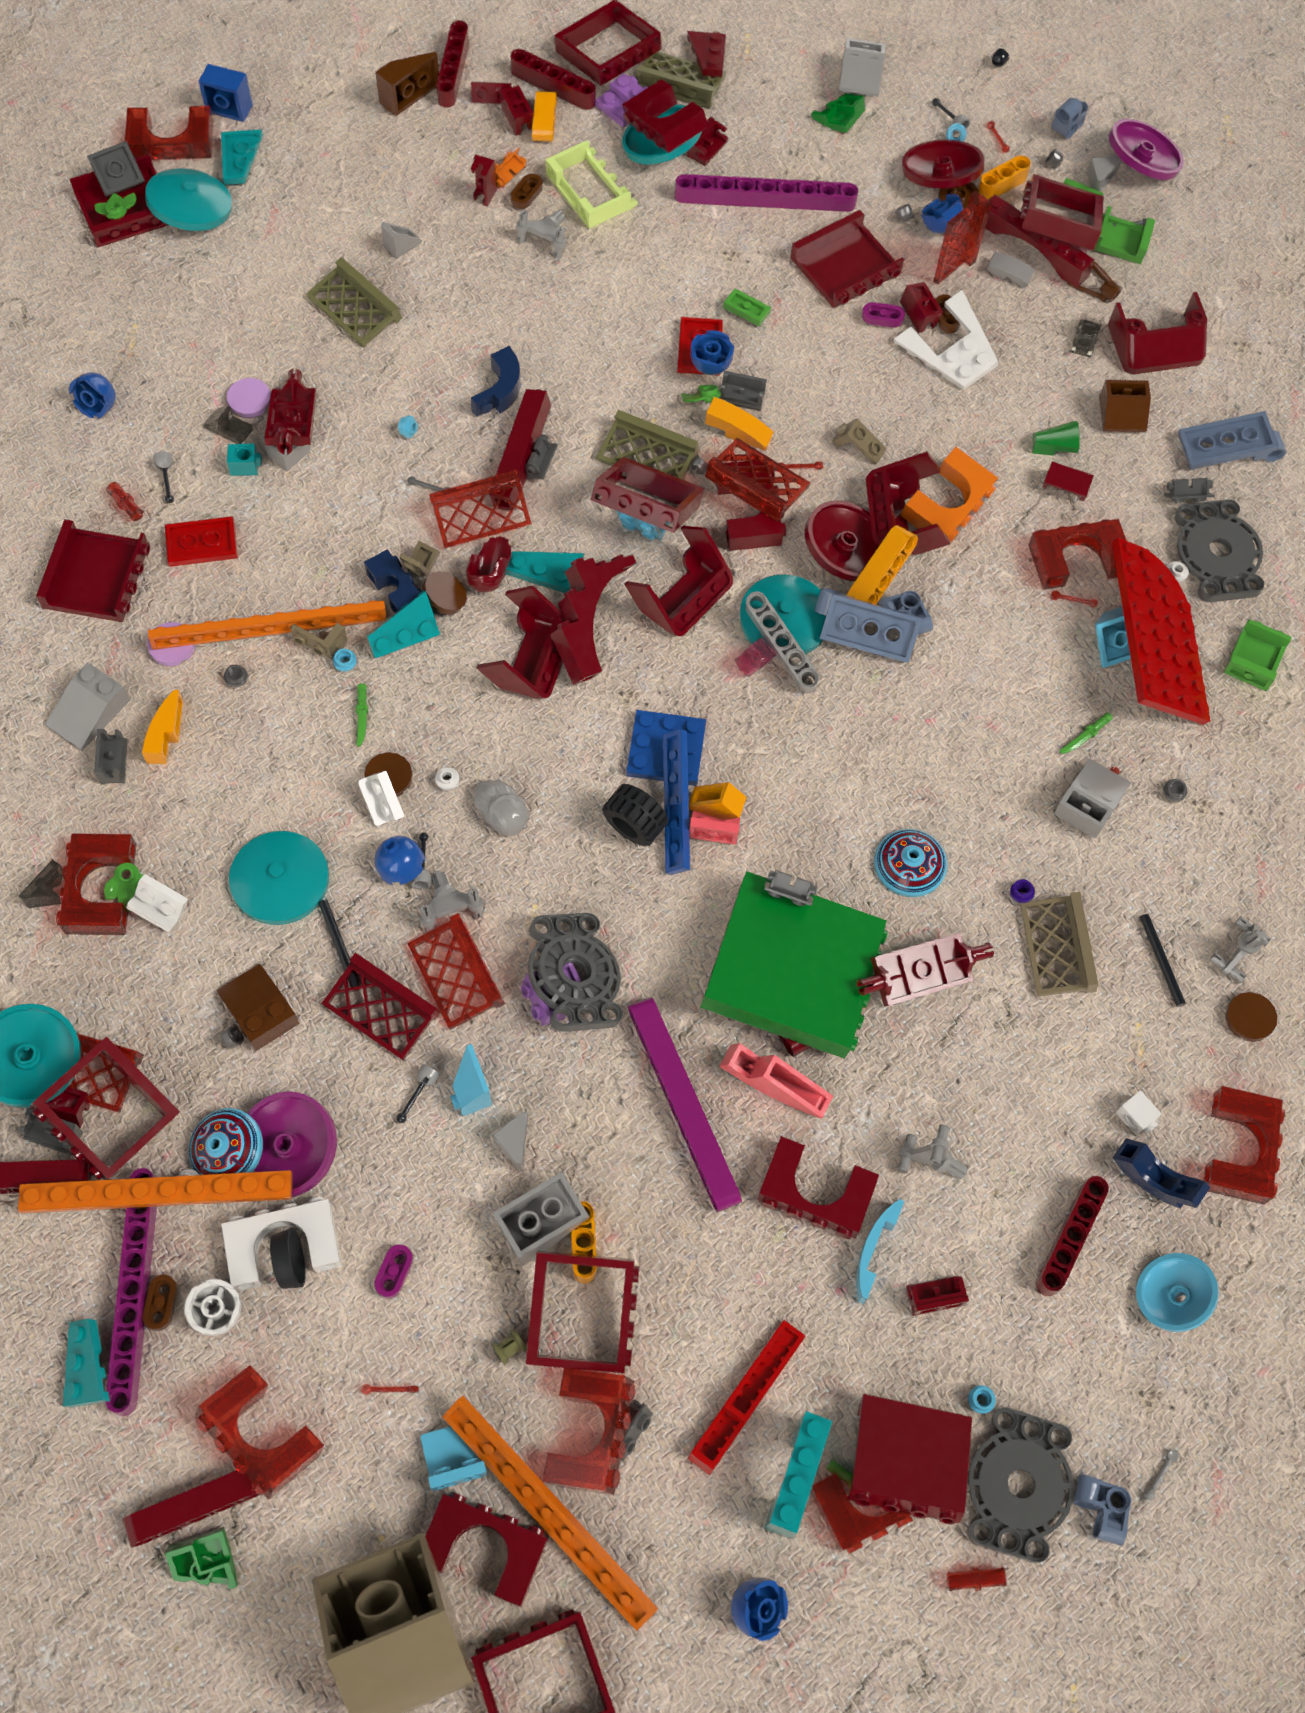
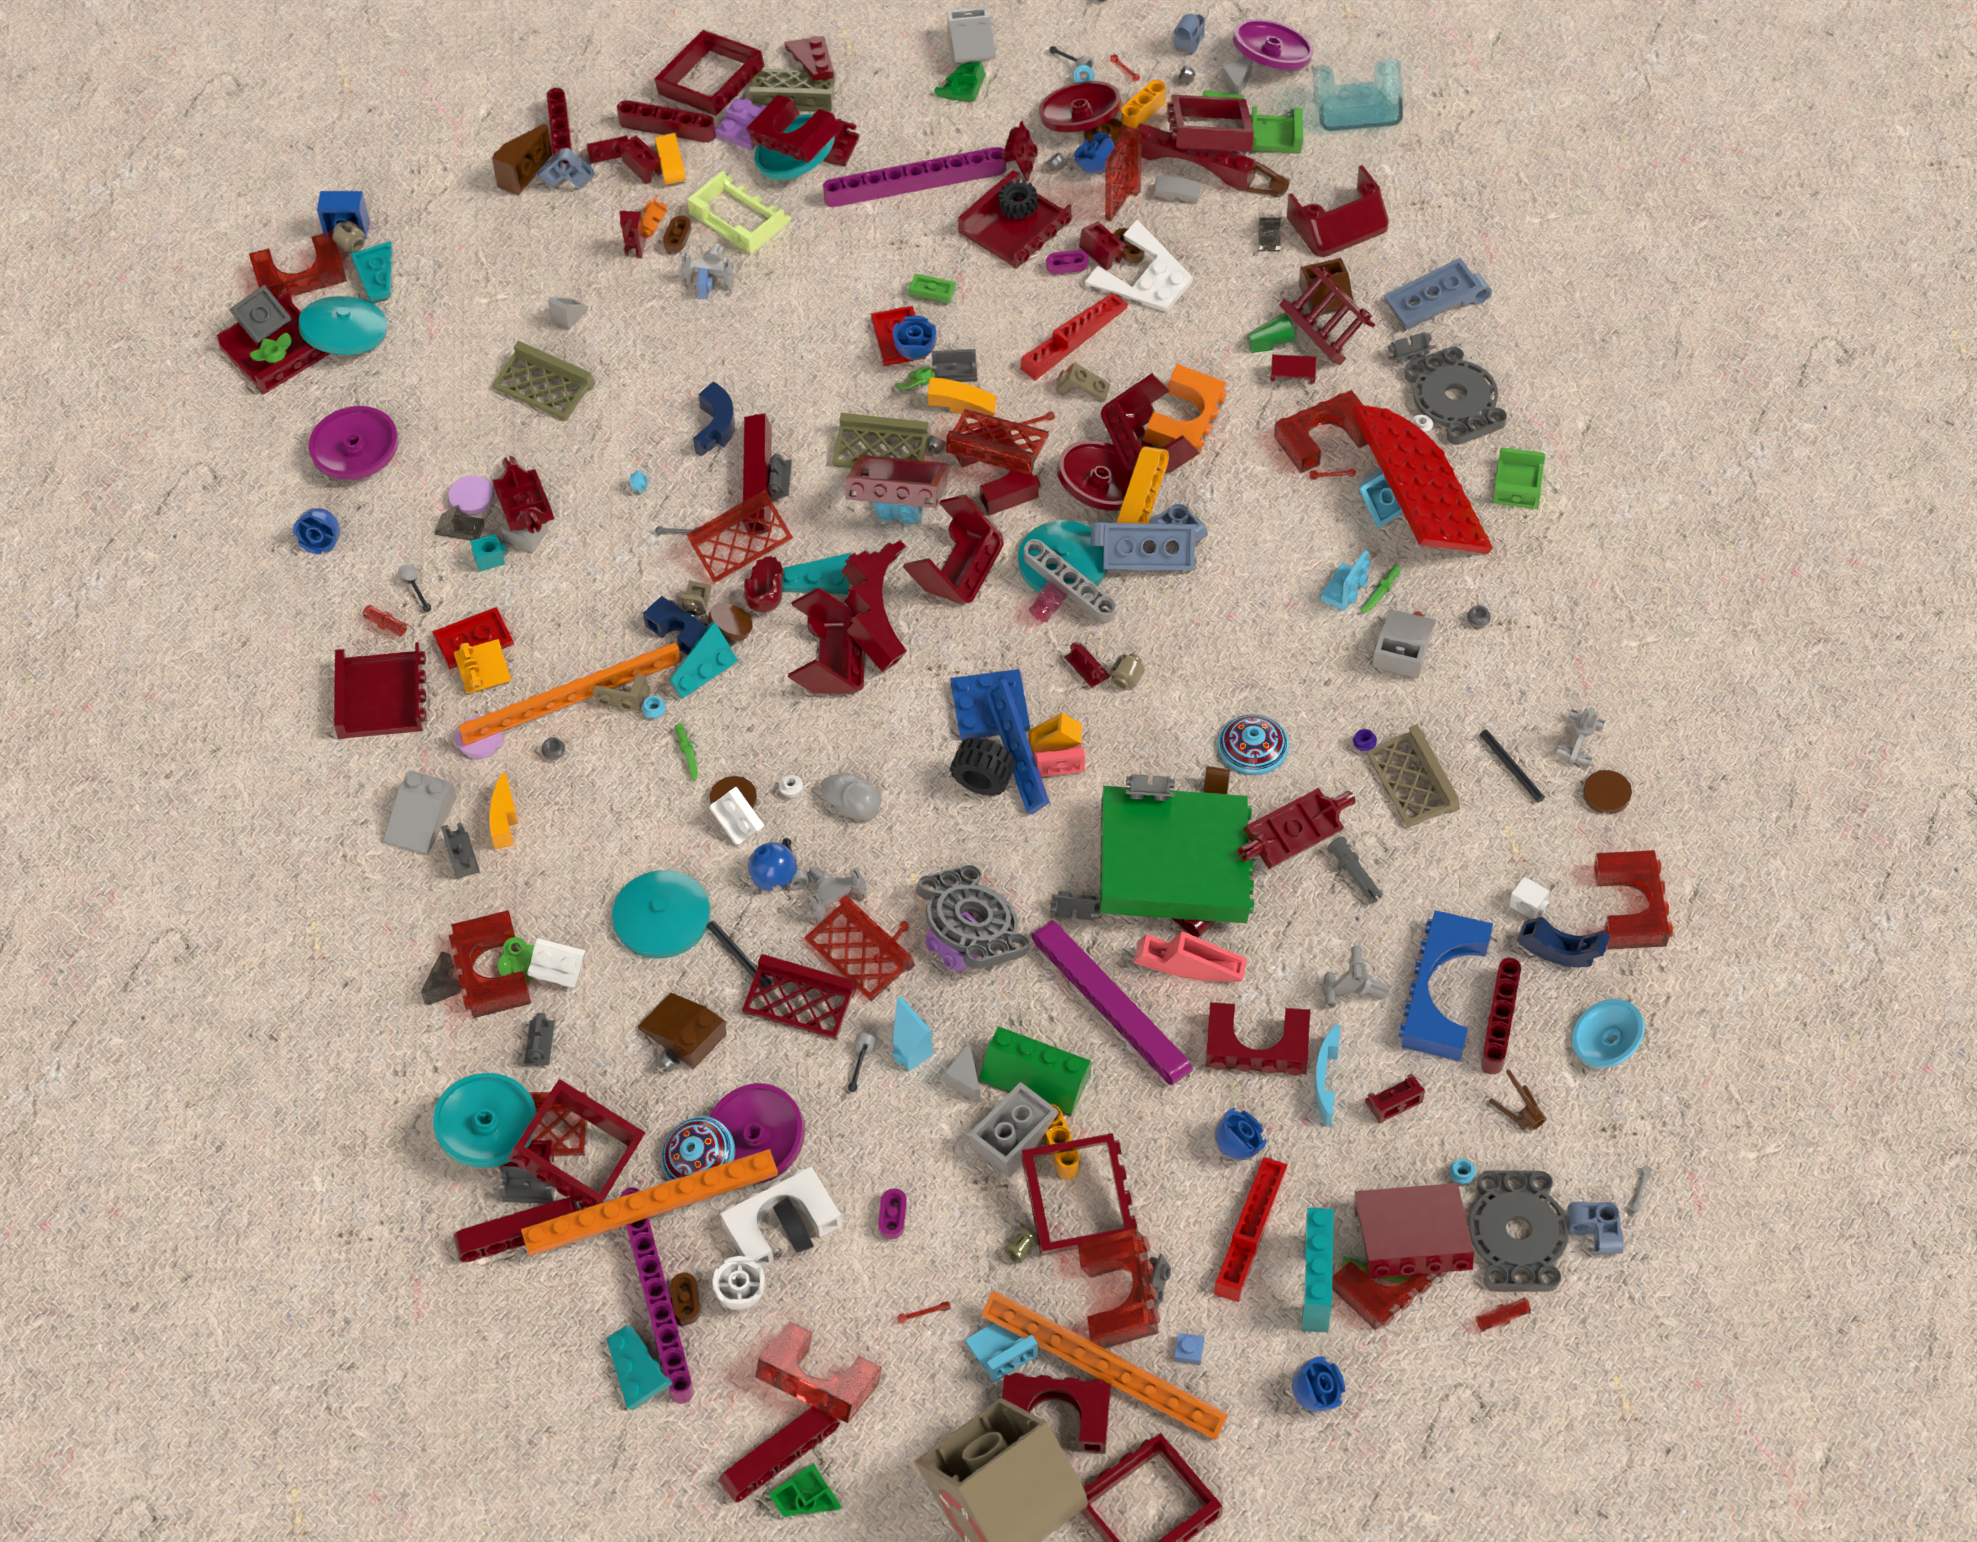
camera: 10 degrees left, 10 degrees down
(117, 979) = (539, 1040): none -> dark grey hinge
(156, 317) = (353, 443): none -> magenta dish
(198, 573) = (482, 666): none -> light orange hinge
(223, 115) = (348, 237): none -> dark tan head
(451, 105) = (575, 171): none -> sand blue piece
(502, 965) = (904, 927): none -> clear red hinge
(534, 246) = (704, 283): none -> medium blue plate
(584, 1157) = (1044, 1069): none -> green slope
(642, 1515) = (1189, 1348): none -> medium blue plate
(690, 990) = (1066, 903): none -> dark grey hinge
(765, 1293) = (1239, 1135): none -> blue cylinder
(772, 733) = (1086, 665): none -> dark red hinge
(810, 751) = (1127, 671): none -> dark tan head
(855, 231) = (1021, 208): none -> black tyre
(862, 893) = (1216, 780): none -> reddish brown slope
(864, 389) = (1071, 336): none -> red slope
(874, 191) = (1021, 149): none -> dark red hinge
(968, 1019) = (1349, 861): none -> dark grey pin
(991, 1223) = (1426, 1026): none -> blue arch
(1052, 718) = (1346, 583): none -> medium azure bracket
(1071, 1358) = (1531, 1114): none -> reddish brown plant
(1096, 436) = (1308, 321): none -> dark red fence
(1213, 229) = (1359, 103): none -> clear light blue windscreen

